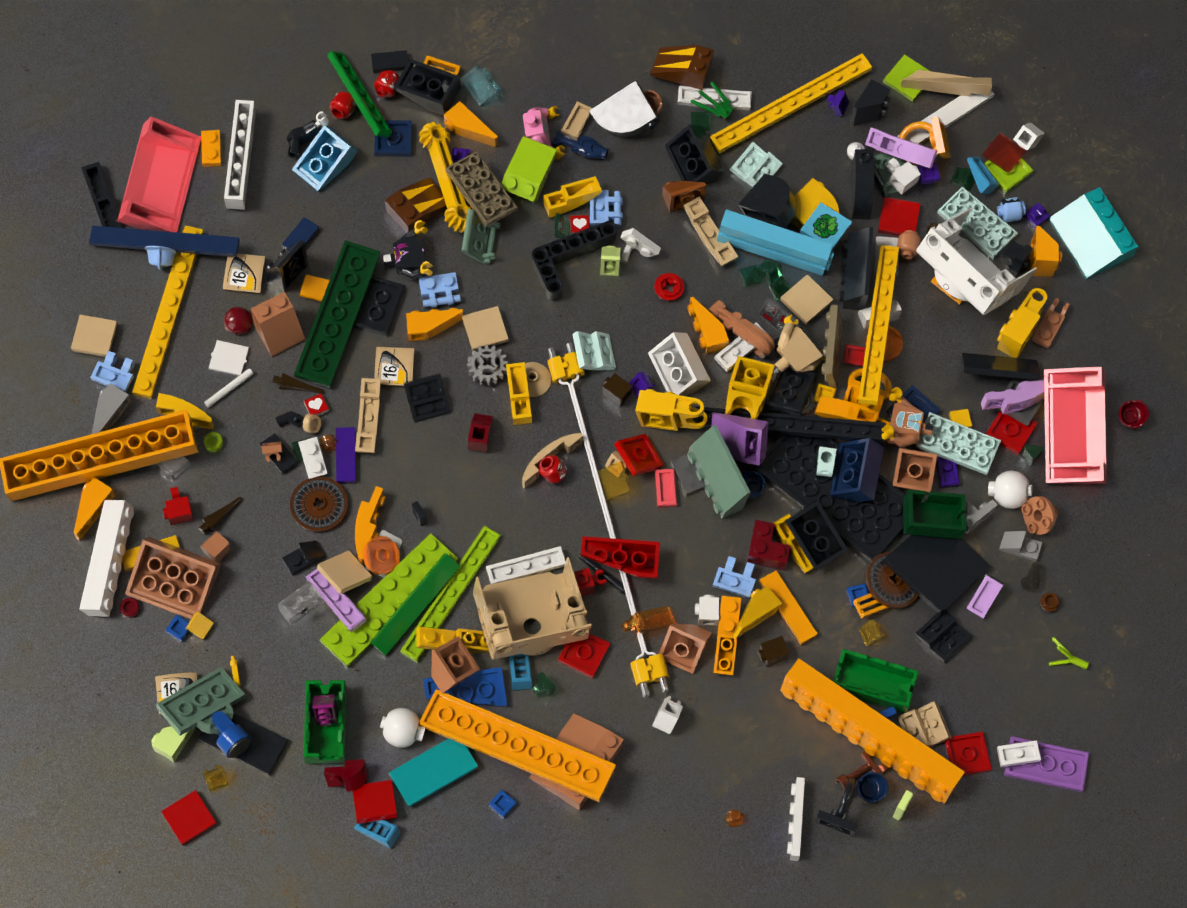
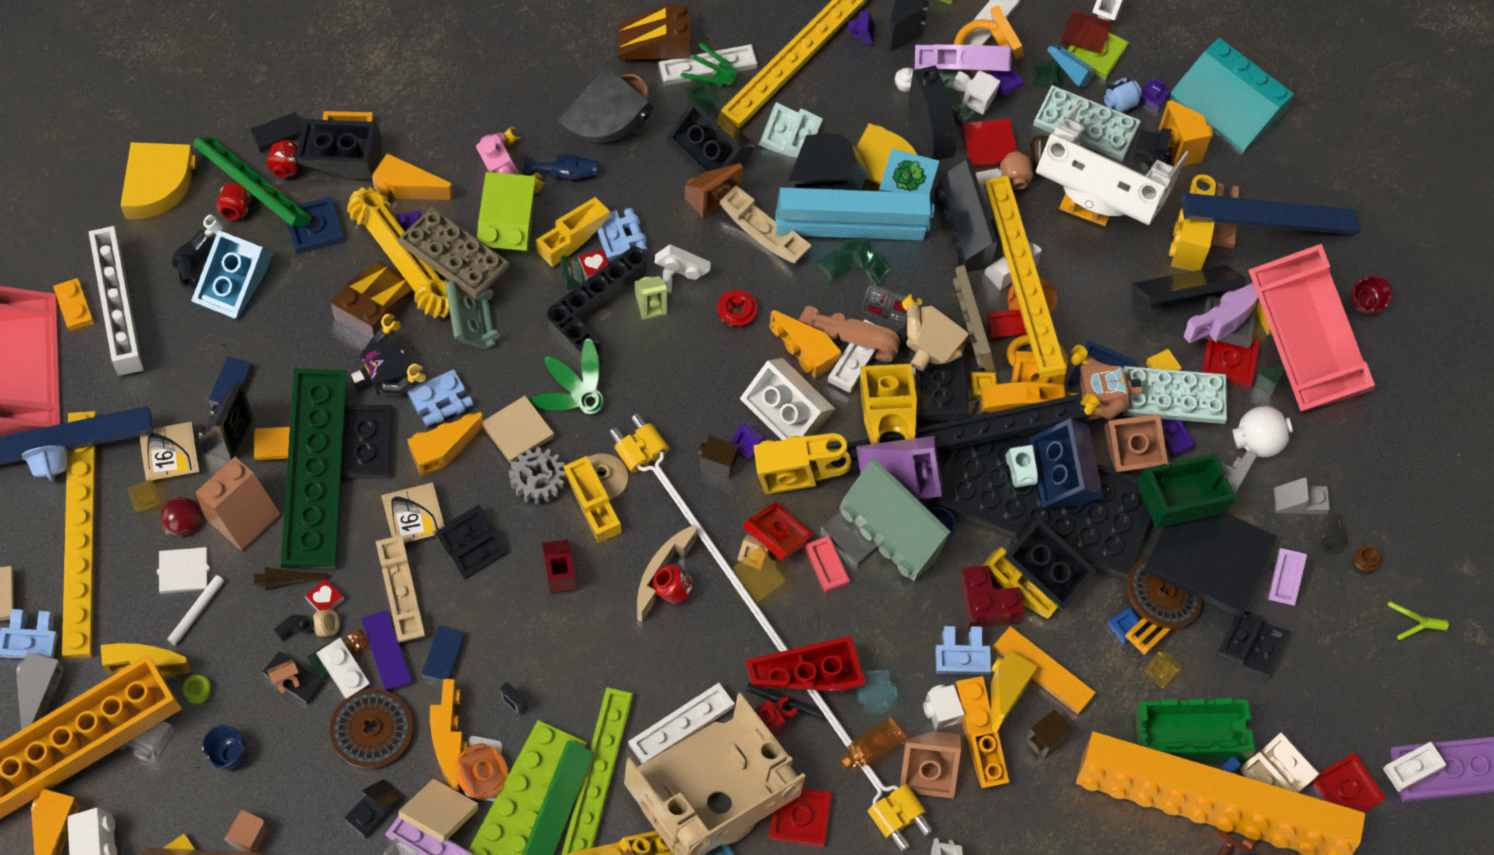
camera: 20 degrees left, 5 degrees down
(177, 509) = (176, 795): red brick -> none
(212, 520) = (230, 796): dark brown piece -> none
(218, 298) = (143, 495): none -> clear yellow tile
(218, 486) = (224, 747): none -> dark blue hair
(294, 72) = (156, 178): none -> yellow brick
(382, 469) = (443, 654): none -> dark blue tile
(480, 85) = (407, 130): clear light blue bracket -> none
(537, 313) = (580, 391): none -> green plant
(576, 121) = (545, 138): tan tile -> none
(594, 351) = (671, 416): light aqua slope -> none
(665, 586) = (878, 692): none -> clear light blue brick
(806, 299) = (916, 273): tan tile -> none
(1039, 515) = (1312, 452): nougat plate -> none
(1079, 332) = (1269, 214): none -> dark blue tile

